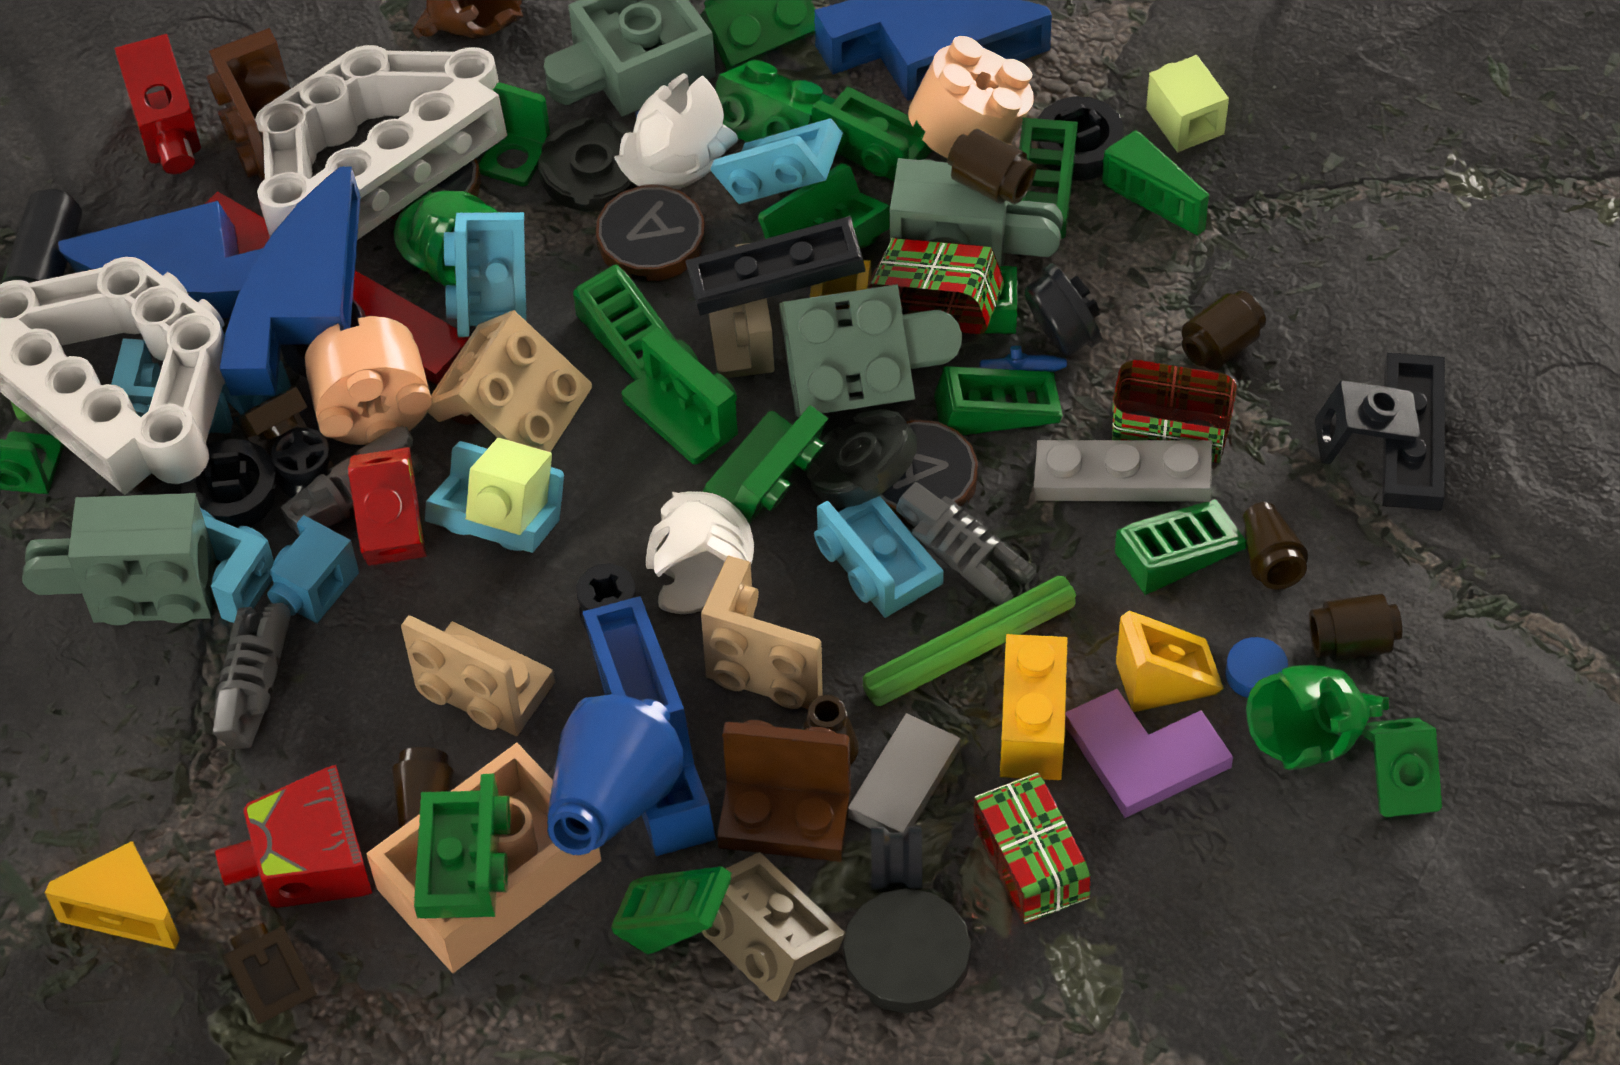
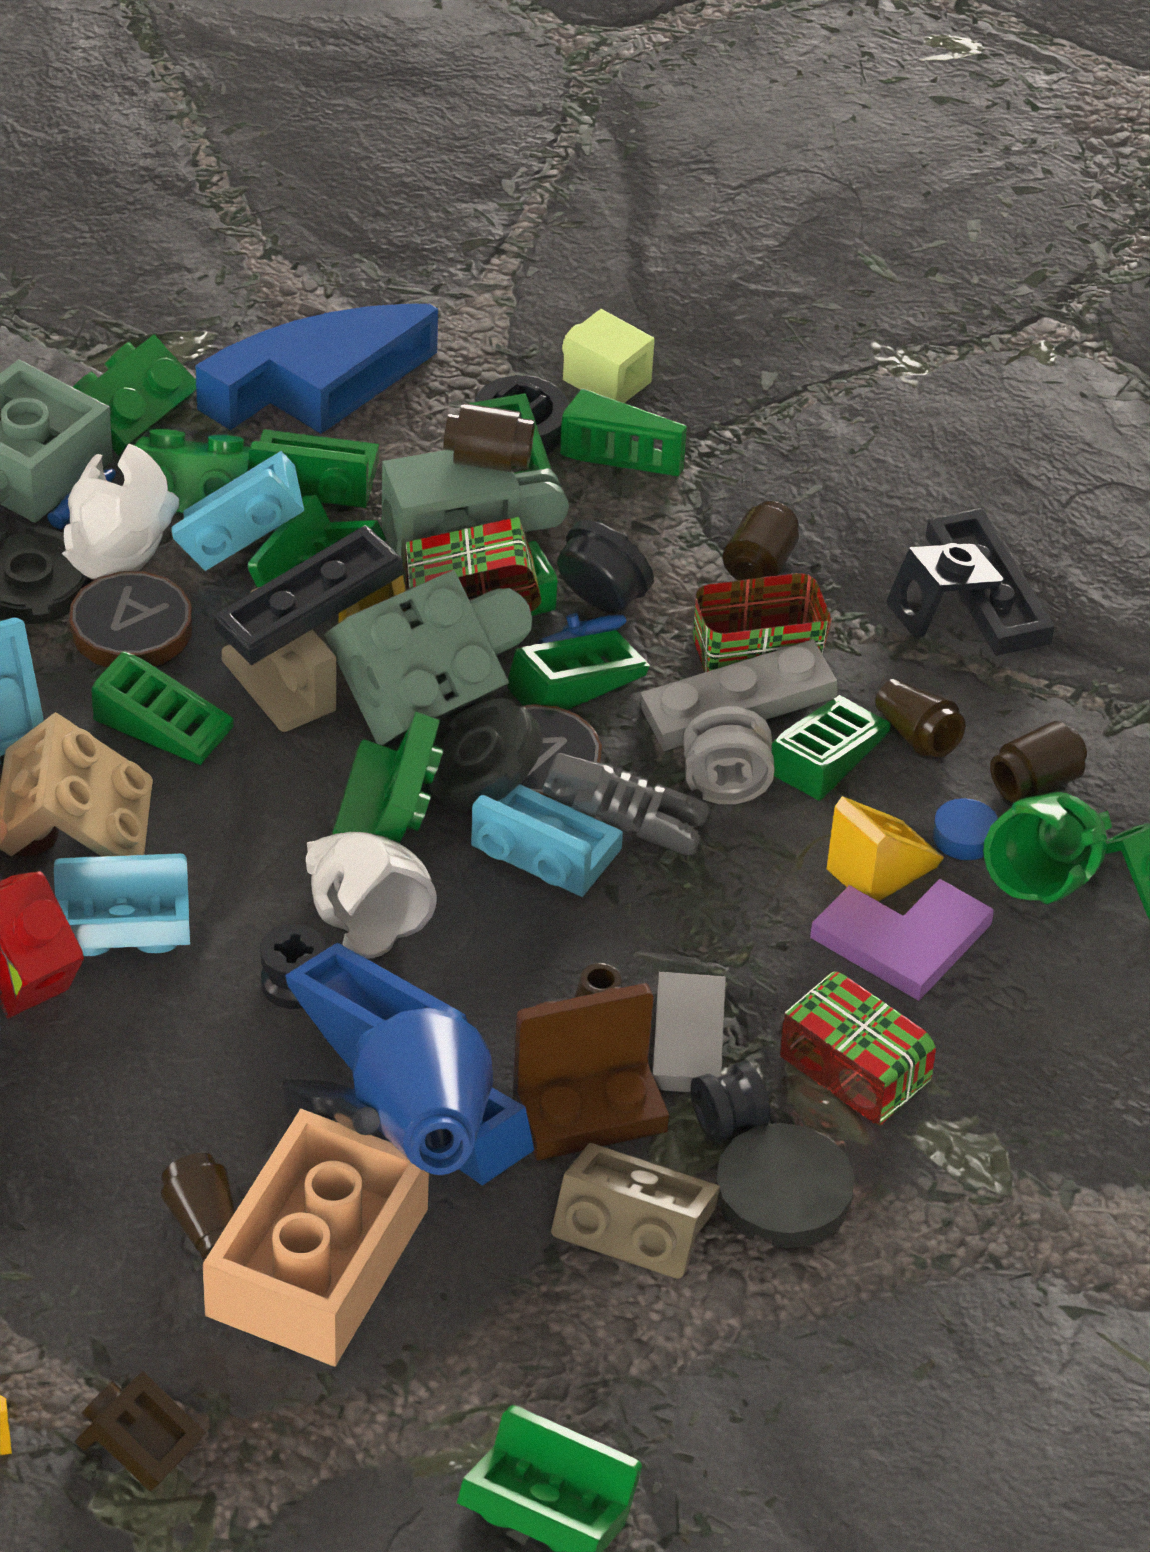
camera: 30 degrees left, 10 degrees down
(299, 844) = (106, 1296): red torso -> none
(459, 852) = (318, 1217): green bracket -> none
(475, 674) = (197, 1072): tan bracket -> none
(508, 486) = (141, 880): yellowish green brick -> none
(543, 739) = (330, 1101): none -> black piece
(670, 907) = (540, 1217): green slope -> none
(682, 398) = (265, 753): green bracket -> none
(755, 653) = (491, 953): tan bracket -> none
(968, 640) = (679, 889): bright green axle -> none
(970, 91) = (402, 401): light nougat brick -> none
(1033, 706) = (782, 921): yellow brick -> none
(1073, 529) = (728, 755): none -> light grey wheel

